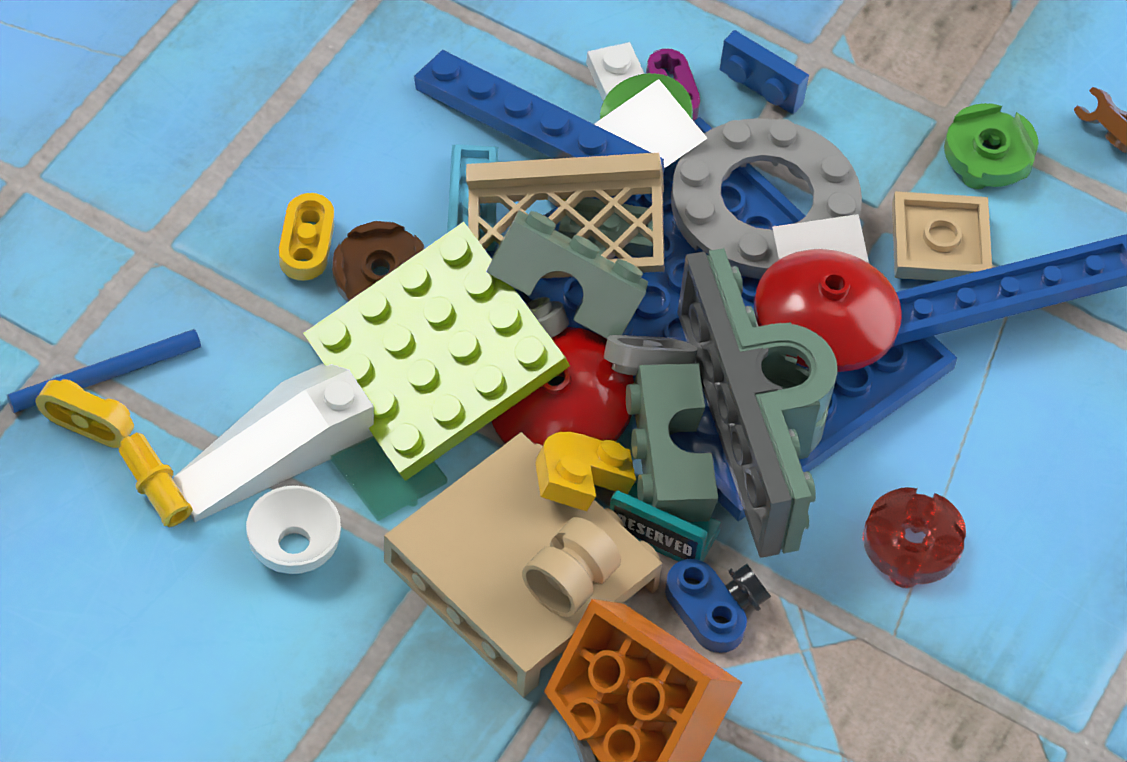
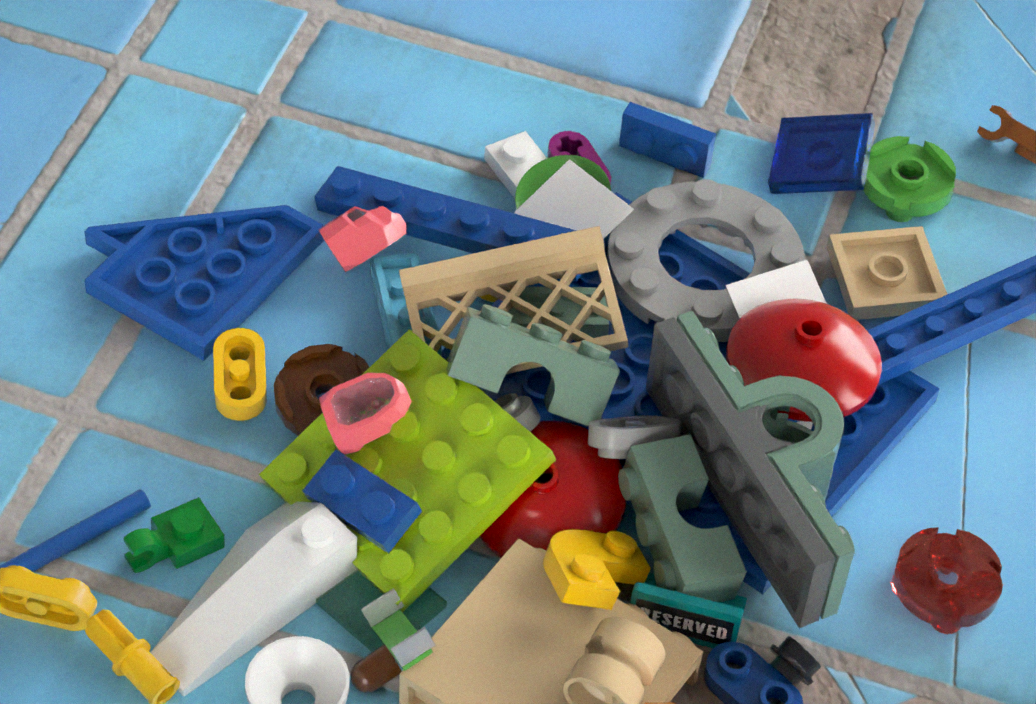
camera: 10 degrees left, 5 degrees down
(220, 375) = (176, 534): none -> green plate
(292, 132) = (198, 271): none -> blue wing
(386, 374) = (362, 501): none -> blue plate
(394, 508) = (399, 641): none -> piece
(401, 291) = (363, 409): none -> rock
(447, 121) = (362, 234): none -> coral rock
(911, 109) = (822, 153): none -> clear blue tile

